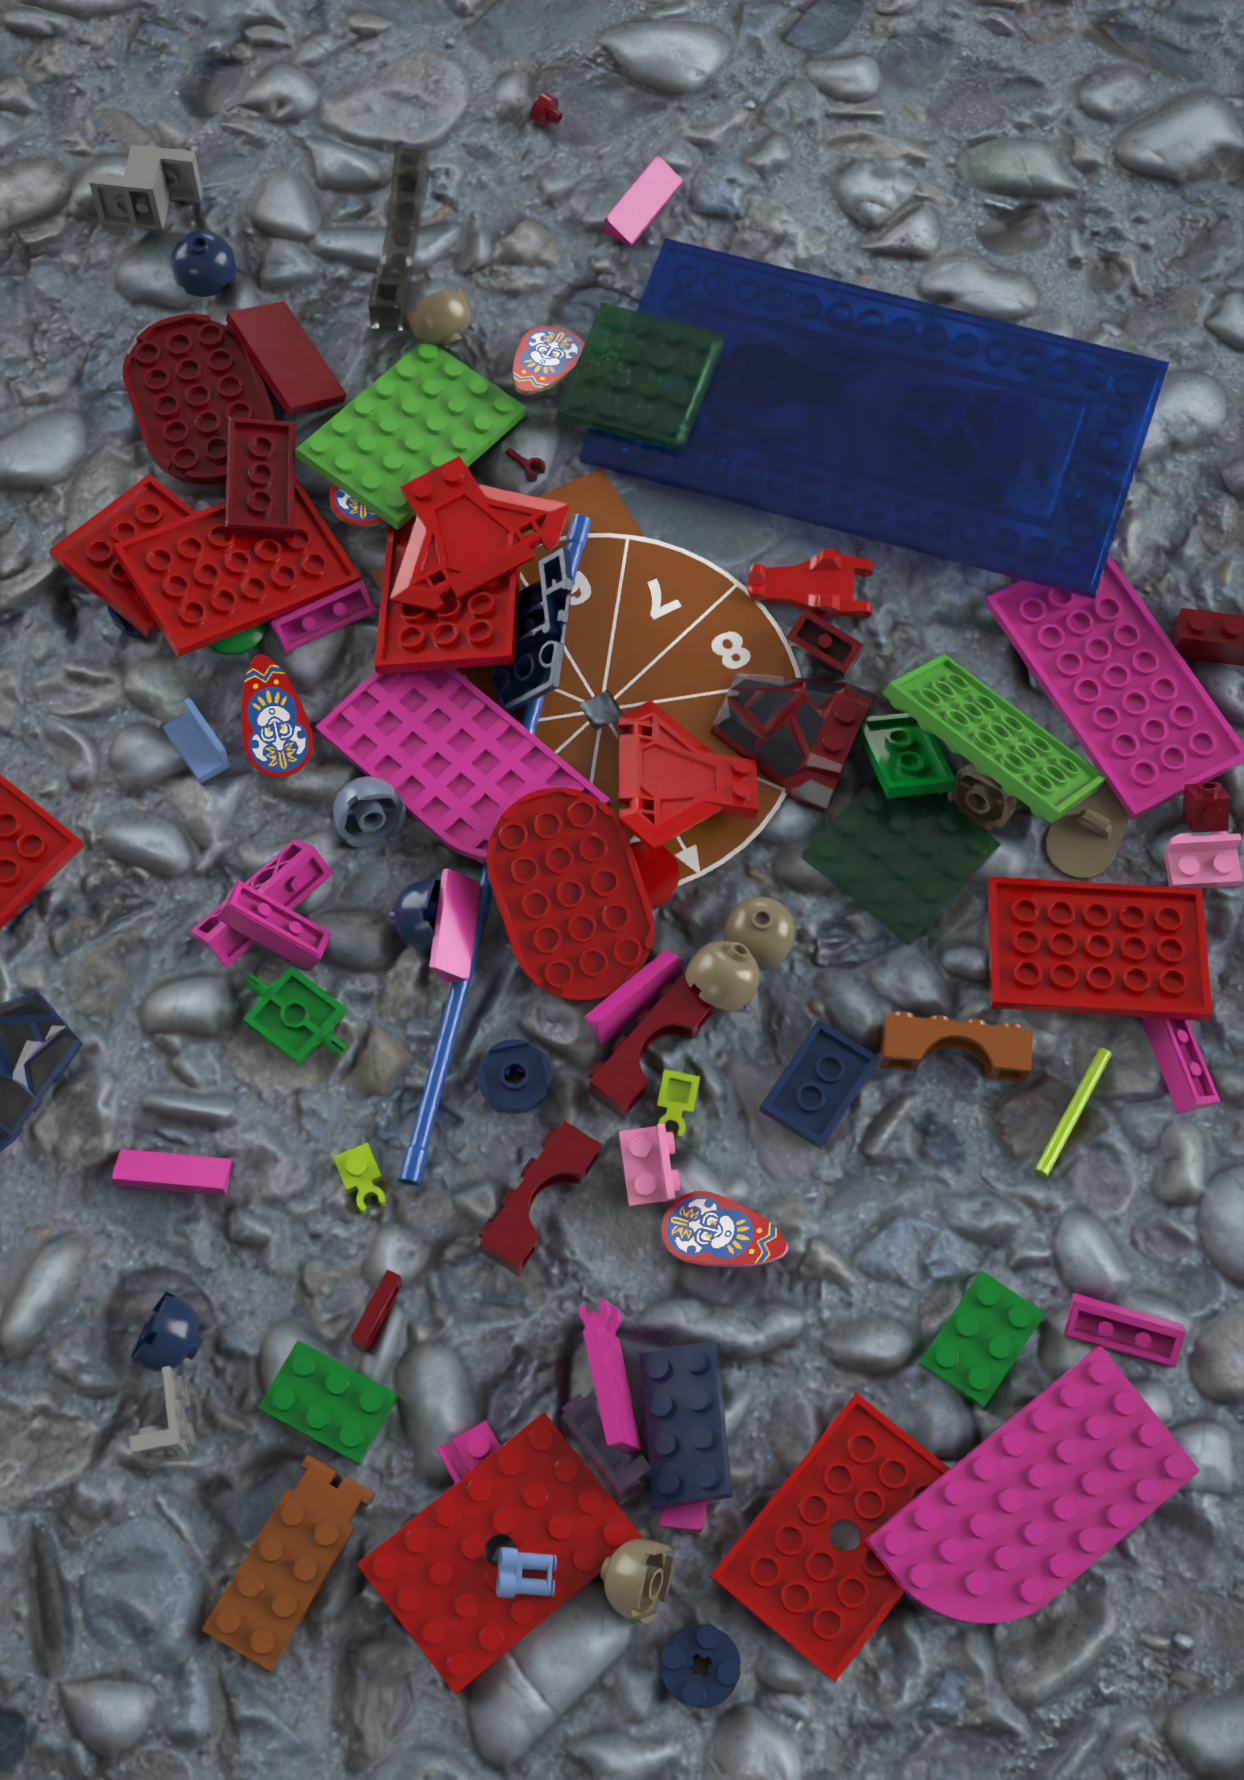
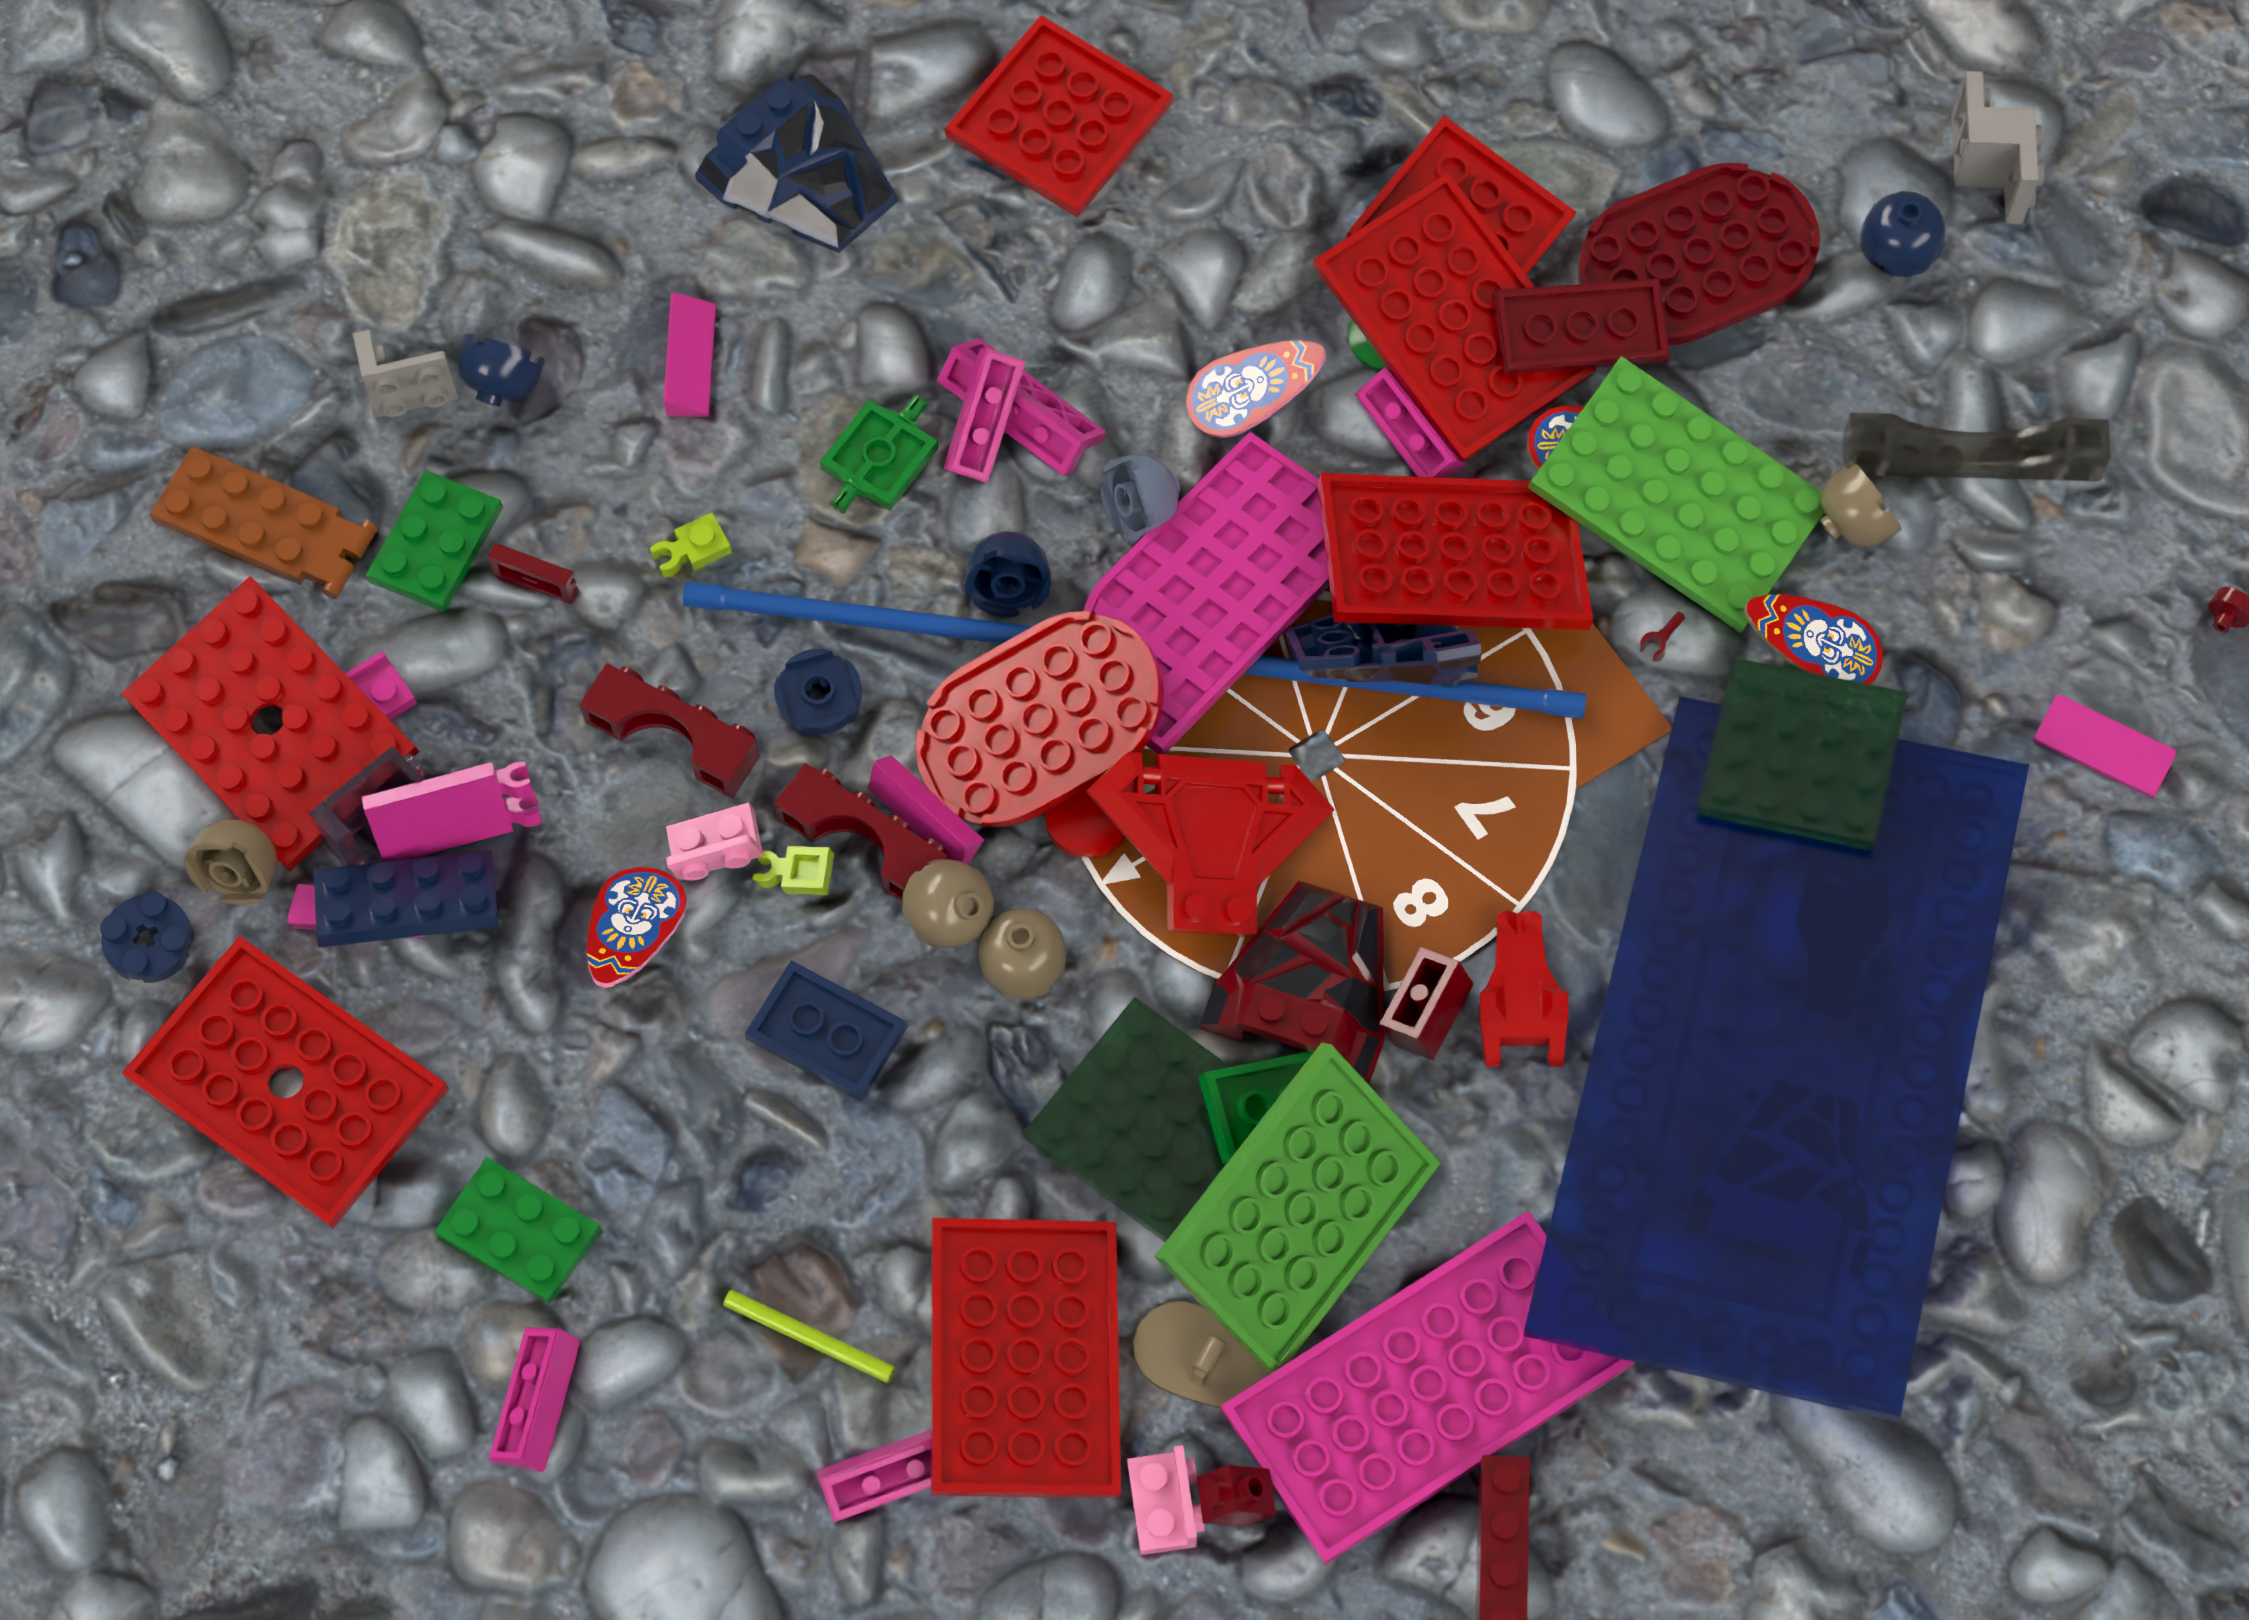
camera: 90 degrees right, 0 degrees up
(197, 743) = (1218, 313): medium blue panel -> none
(286, 357) = (1772, 340): dark red tile -> none
(455, 926) = (991, 600): dark pink slope -> none
(468, 534) = (1515, 556): red plate -> none
(510, 1573) = (235, 724): medium blue piece -> none
(1001, 1049) = (878, 1241): dark orange arch -> none
(1035, 1499) = (324, 1290): dark pink plate -> none

